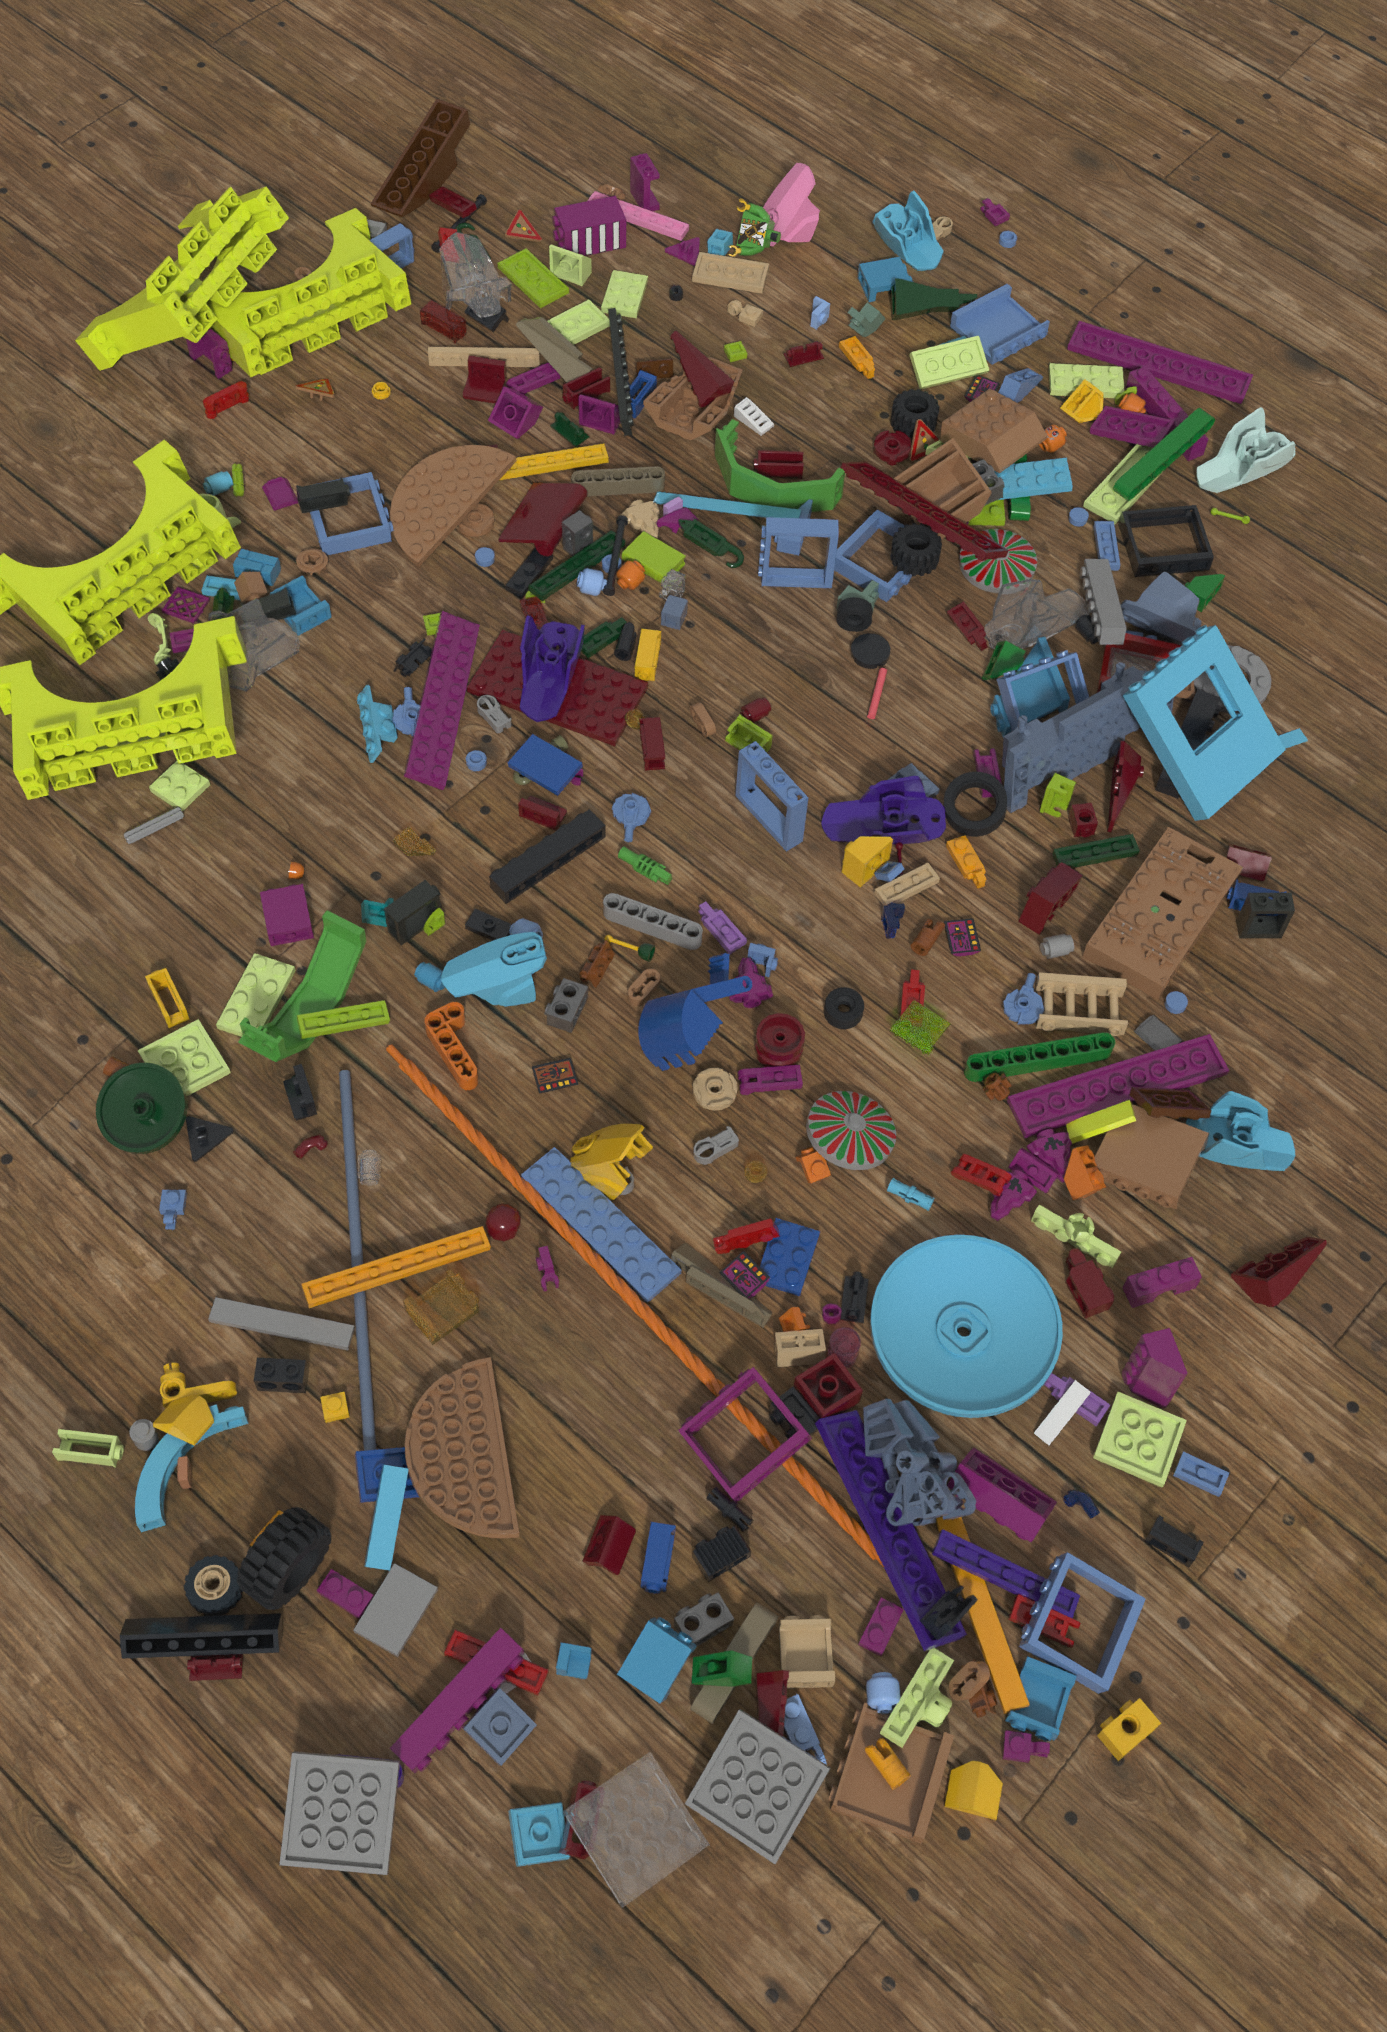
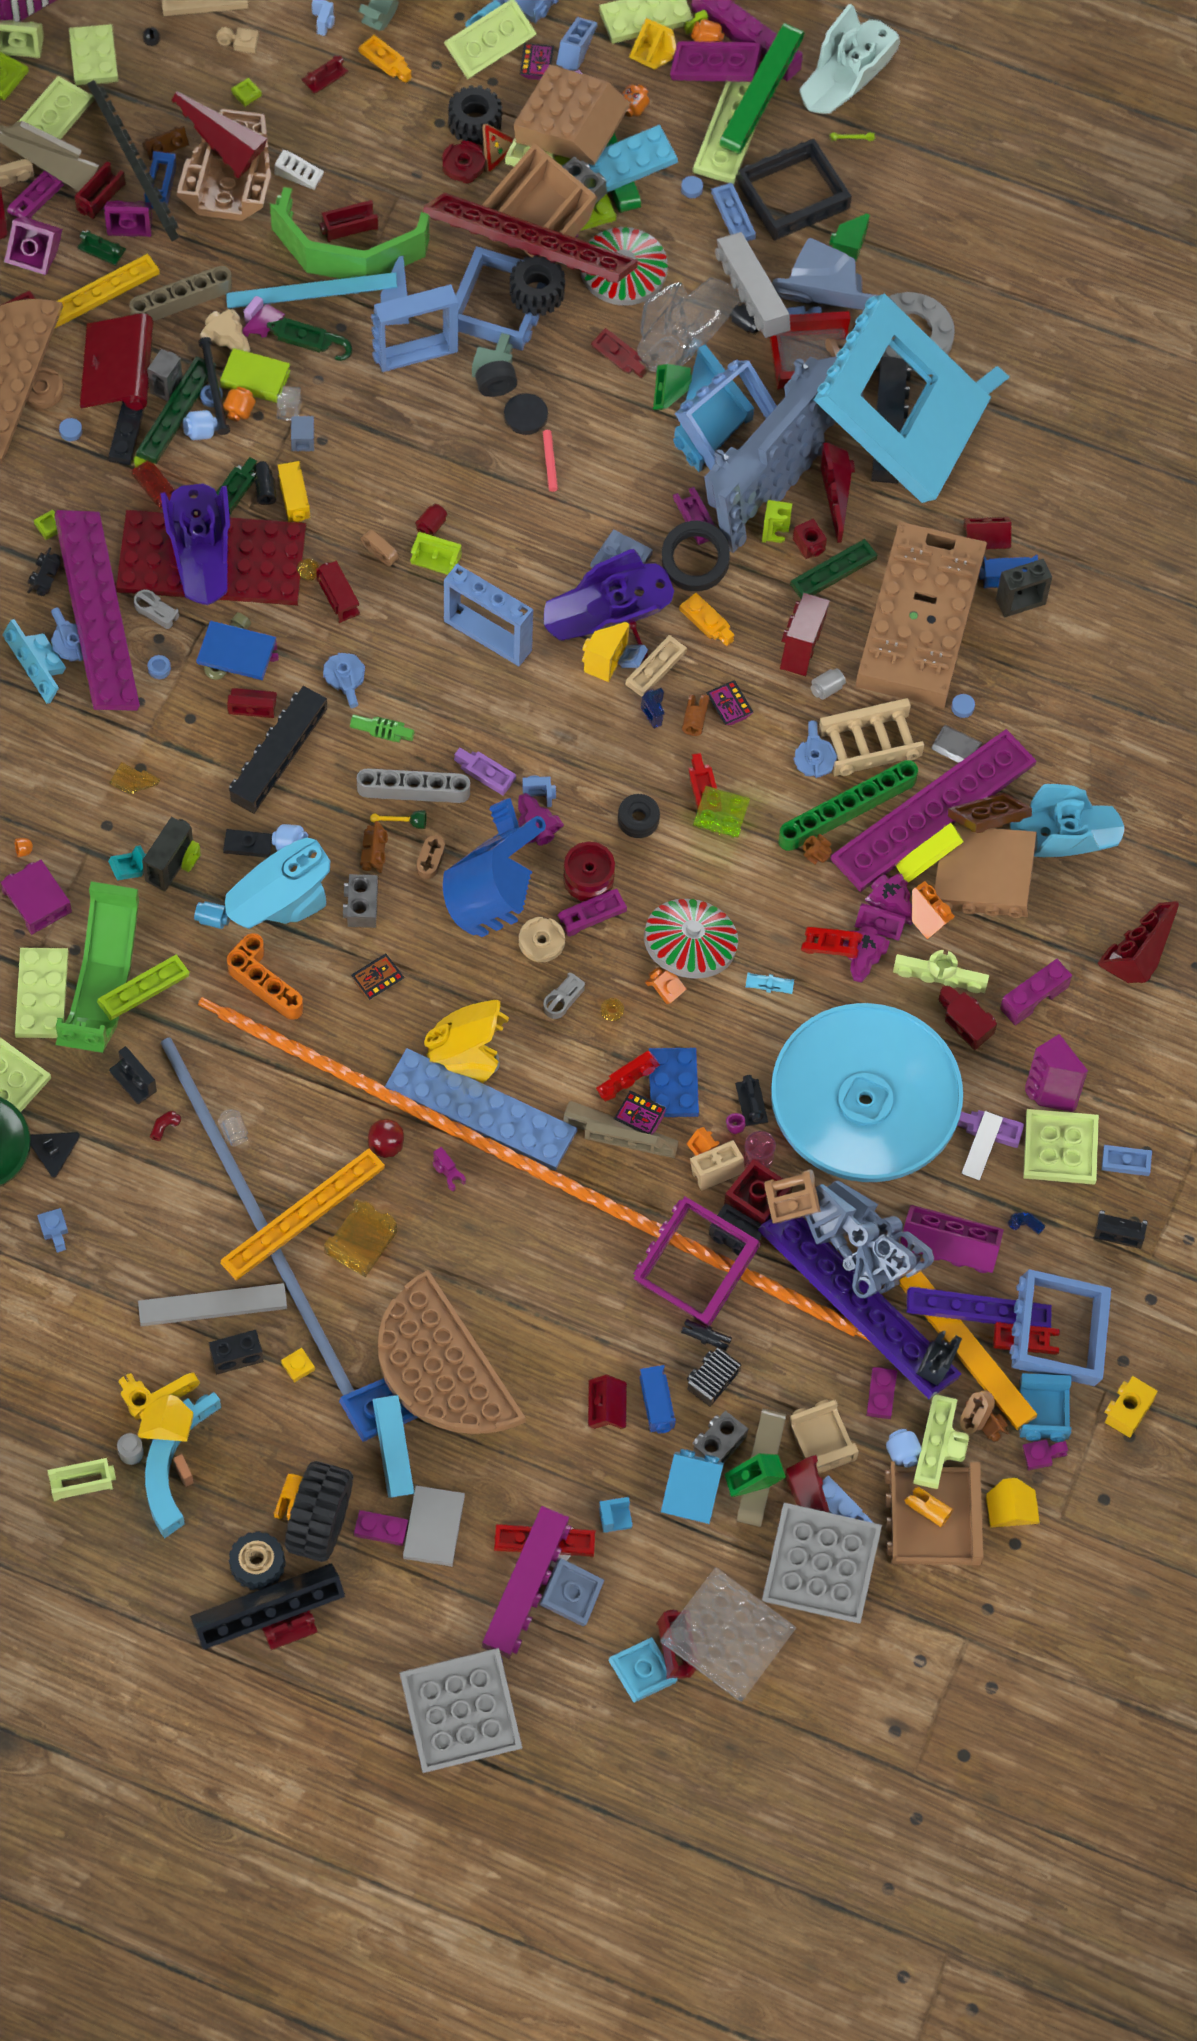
camera: 20 degrees left, 5 degrees up
(856, 1410) = (794, 1204): none -> medium nougat plate

